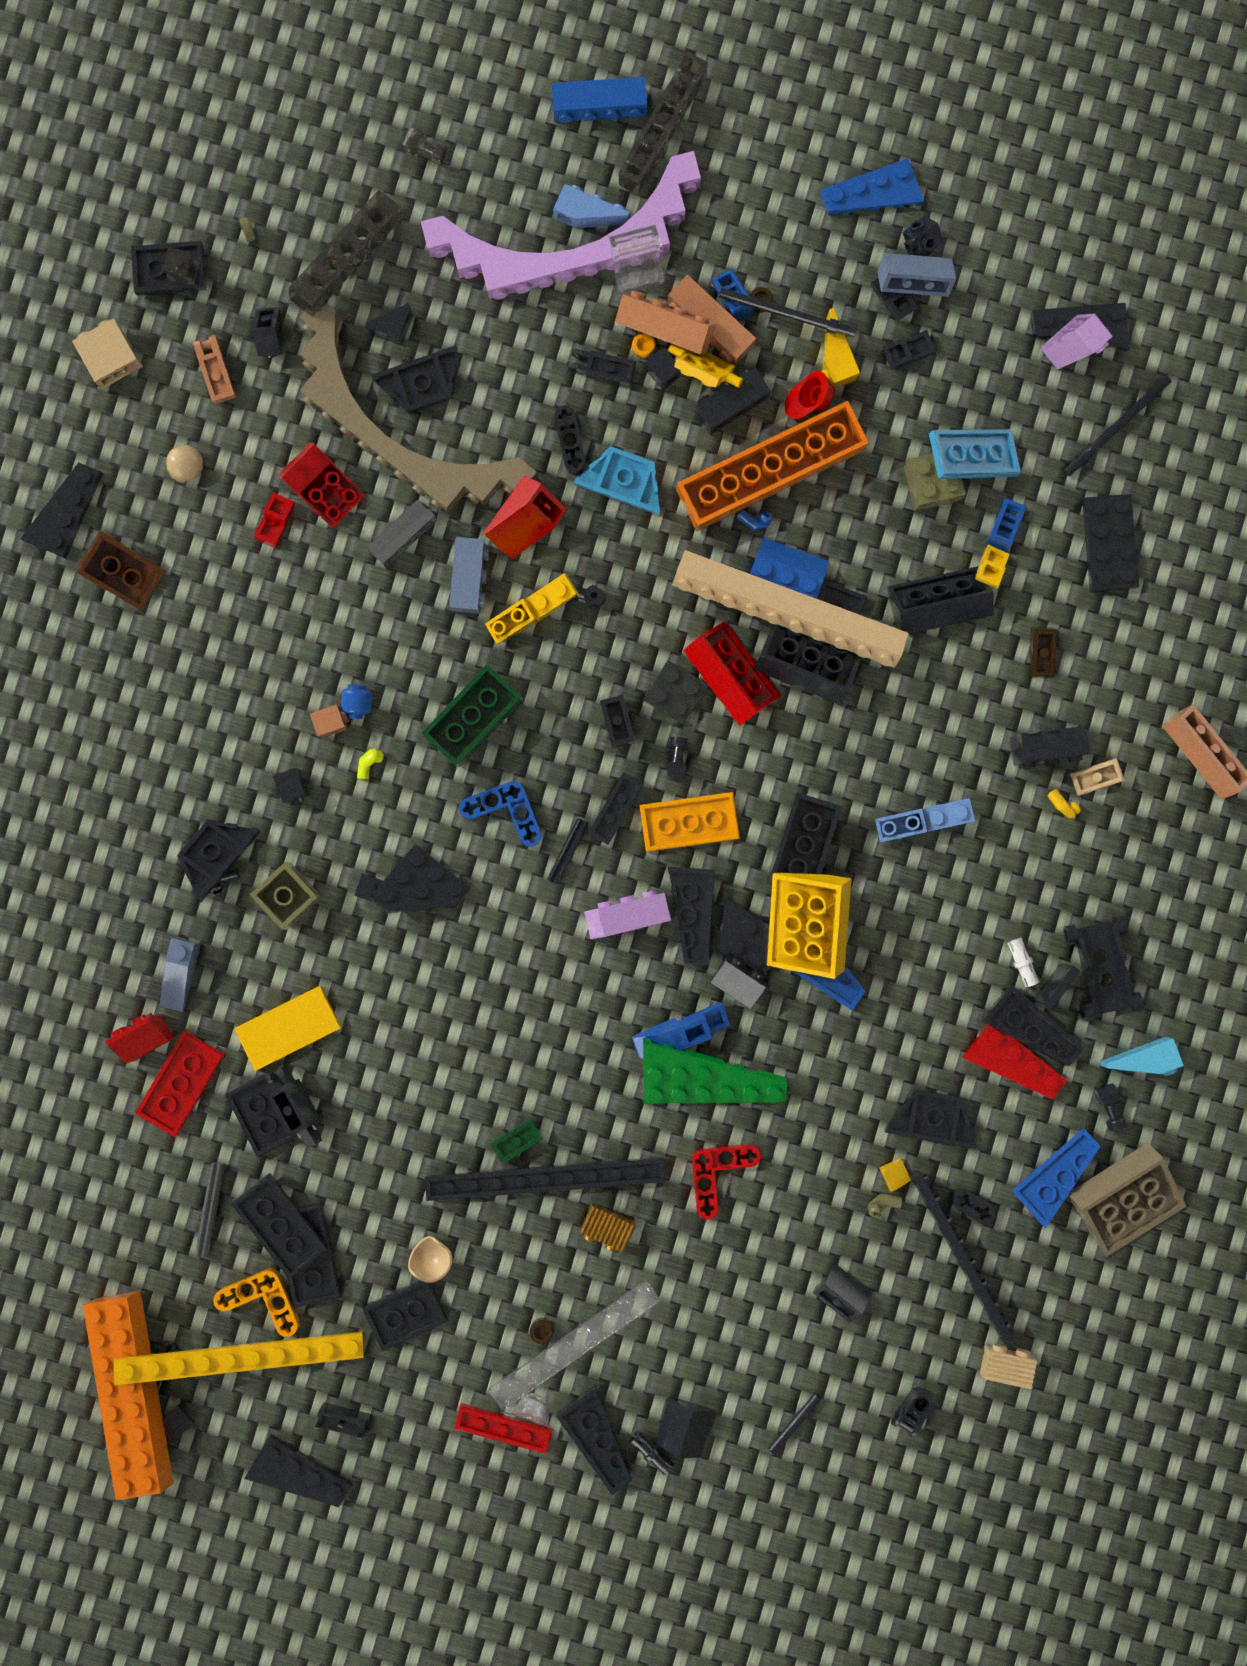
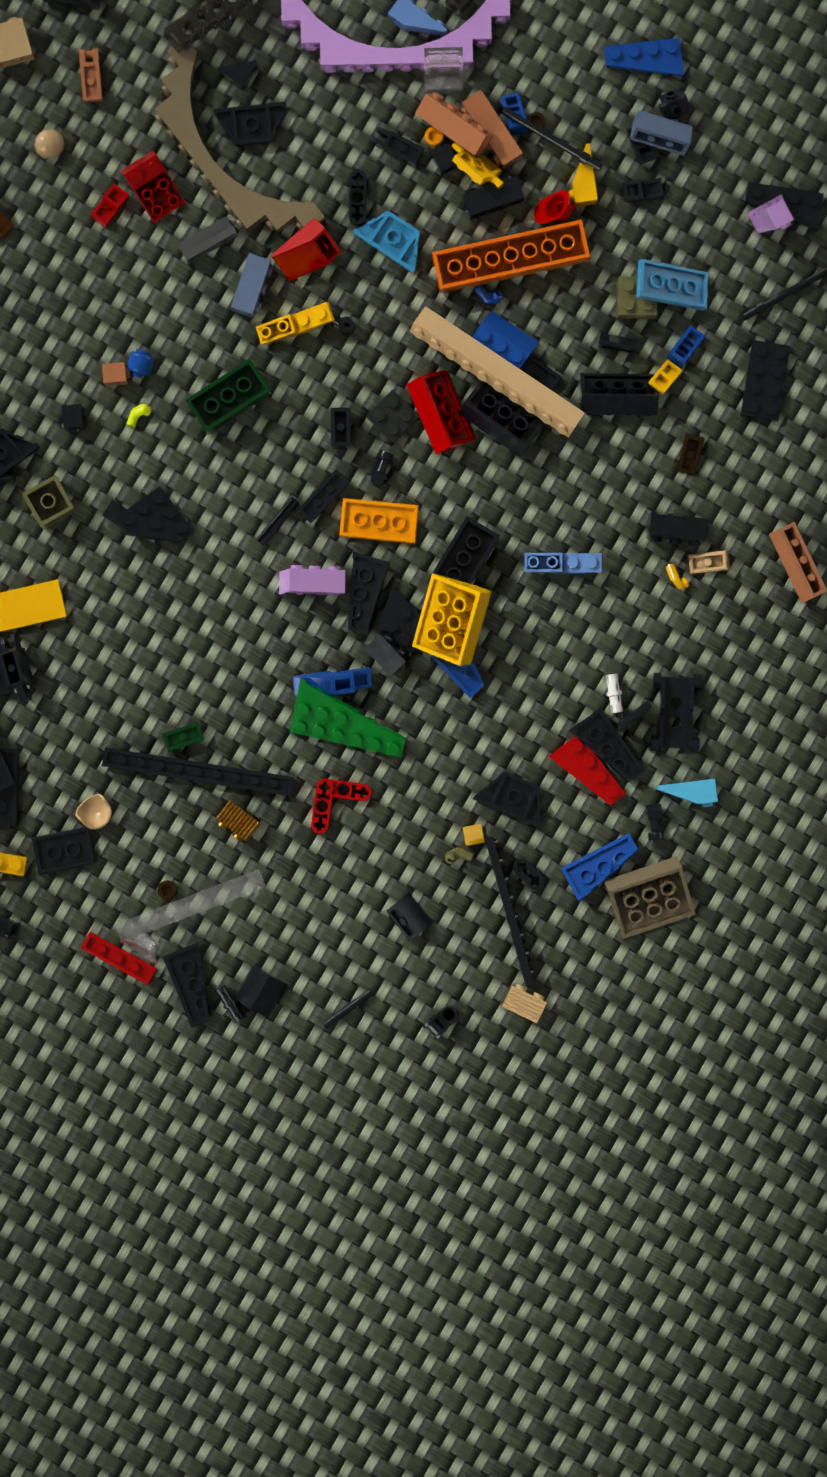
camera: 15 degrees right, 0 degrees up
(267, 332) = (140, 55): black slope -> none
(513, 805) = (243, 473): blue beam -> none
(923, 540) = (617, 343): none -> black slope

